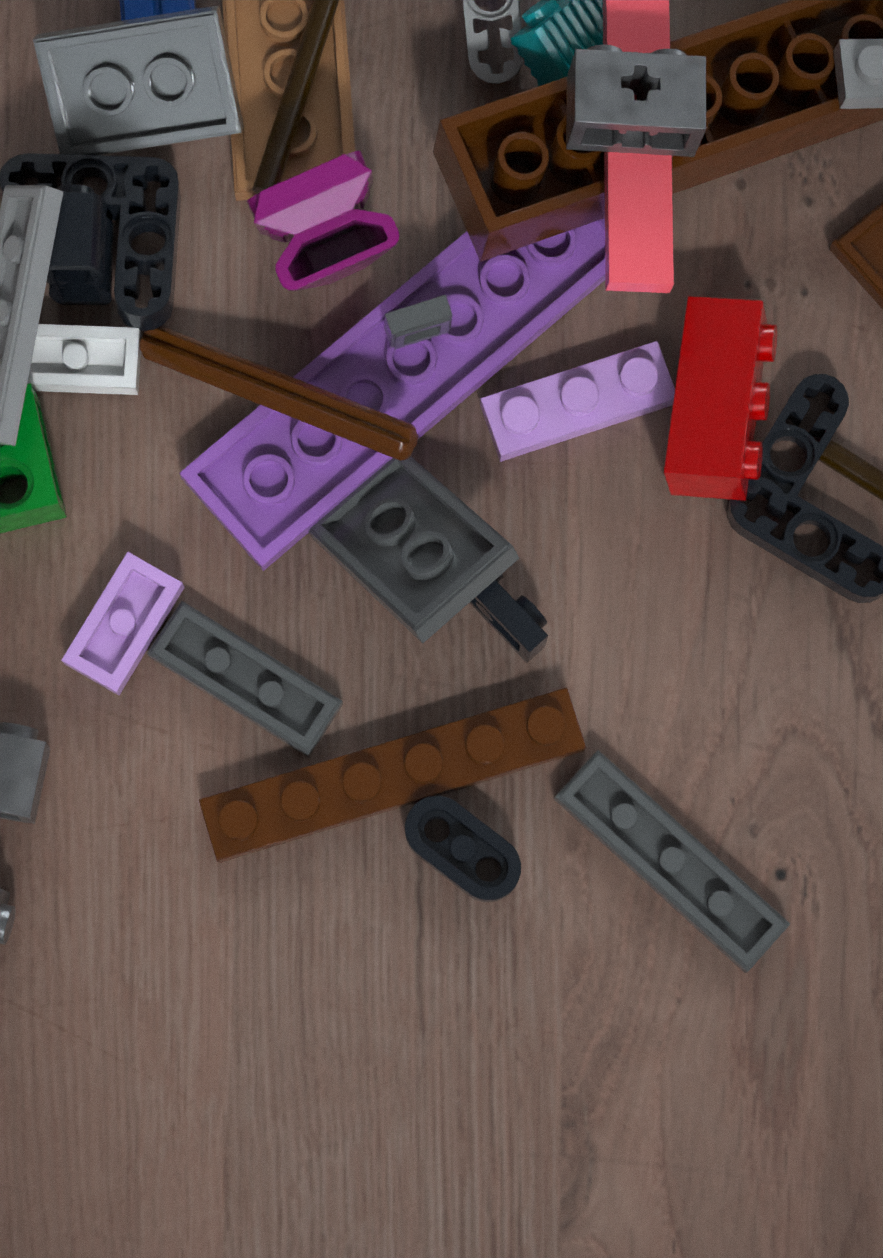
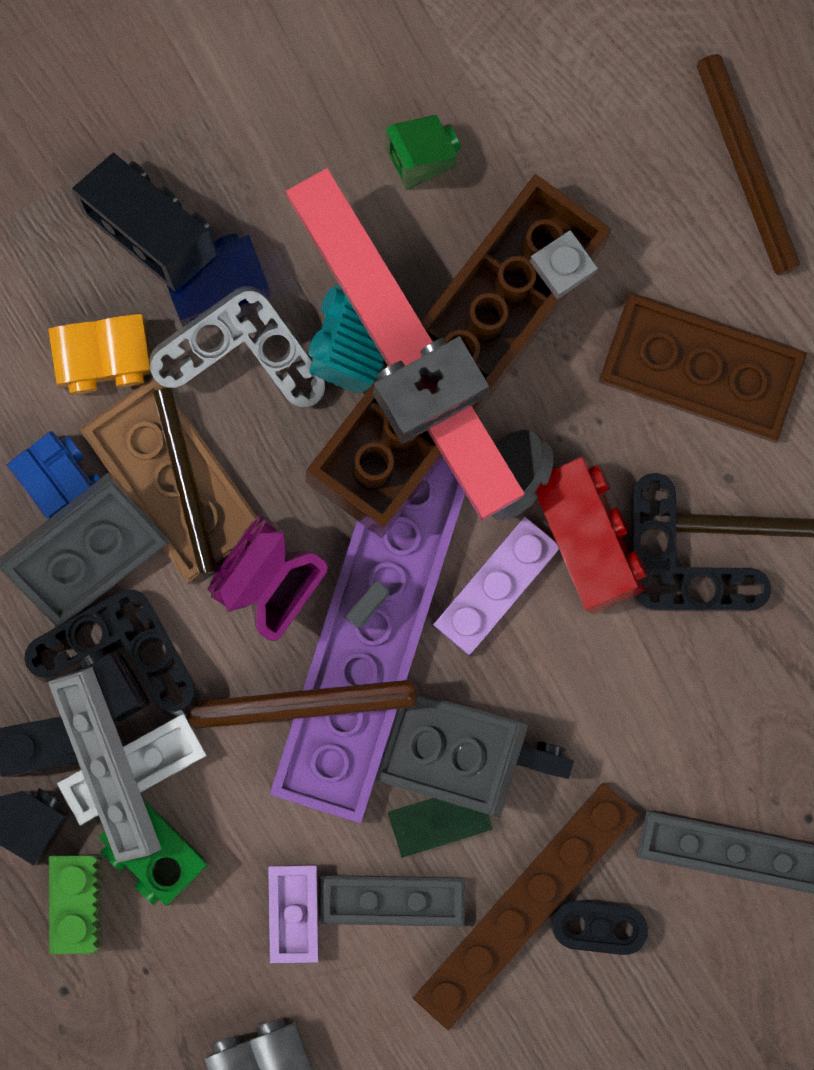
camera: 30 degrees left, 5 degrees up
(347, 622) = (434, 824): none -> clear green plate
(699, 270) = (531, 464): none -> dark grey tile

